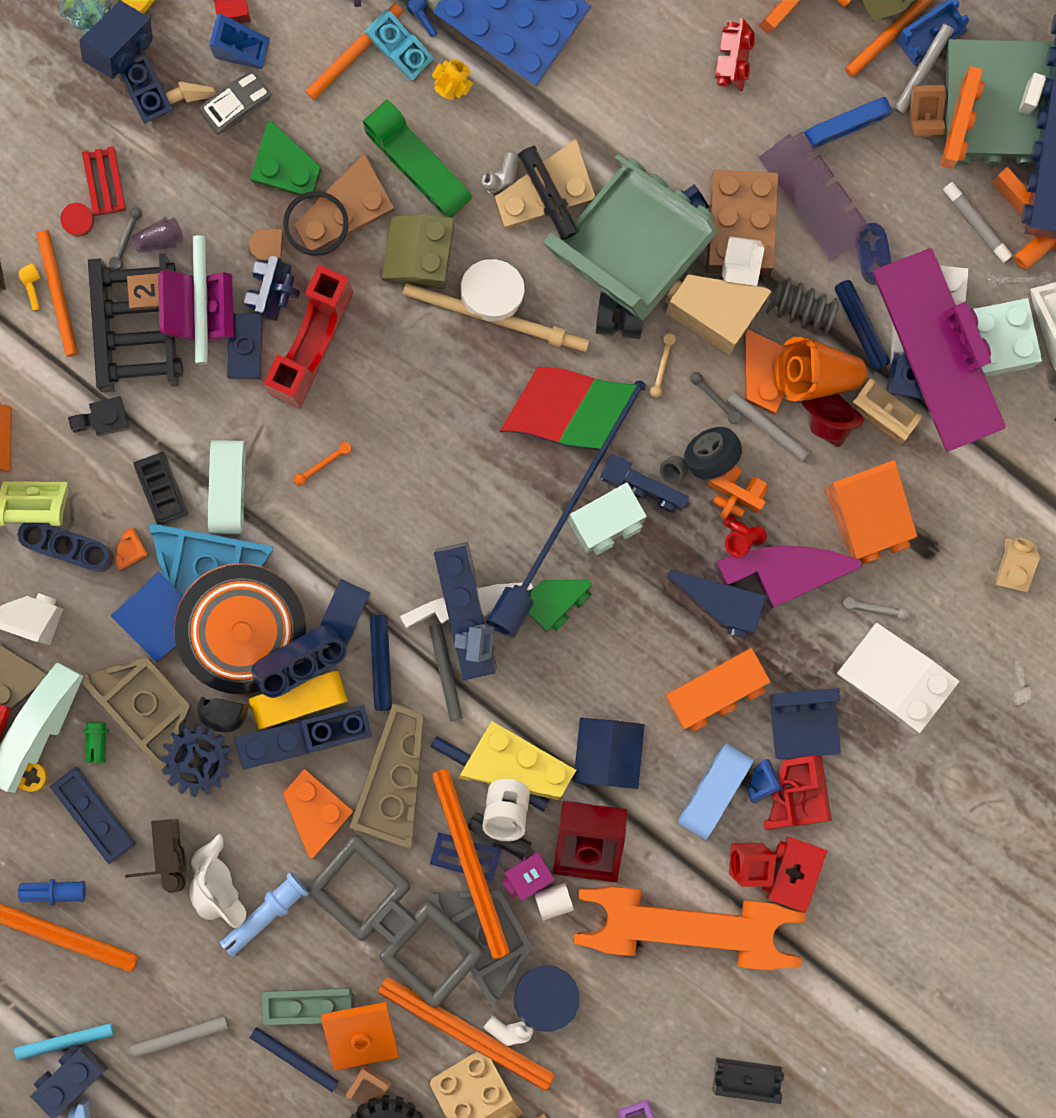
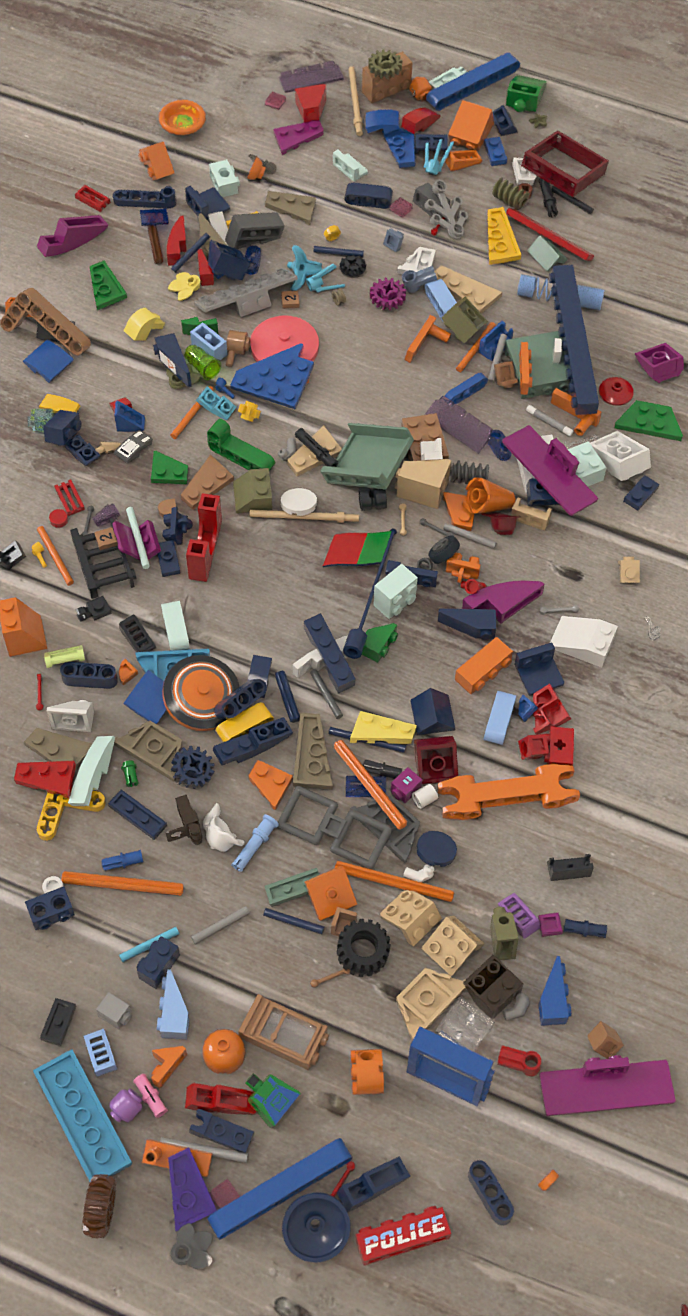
camera: 10 degrees left, 25 degrees down
(221, 714) = (202, 736): black hair -> none
(315, 194) = (186, 477): black piece -> none
(344, 448) = (237, 596): orange hinge -> none
(477, 642) = (341, 657): sand blue tile -> none
(506, 810) = (382, 749): white wheel -> none
(737, 40) = (396, 366): red hinge -> none
(862, 324) = (505, 478): dark blue axle -> none
(872, 512) = (539, 556): orange slope -> none

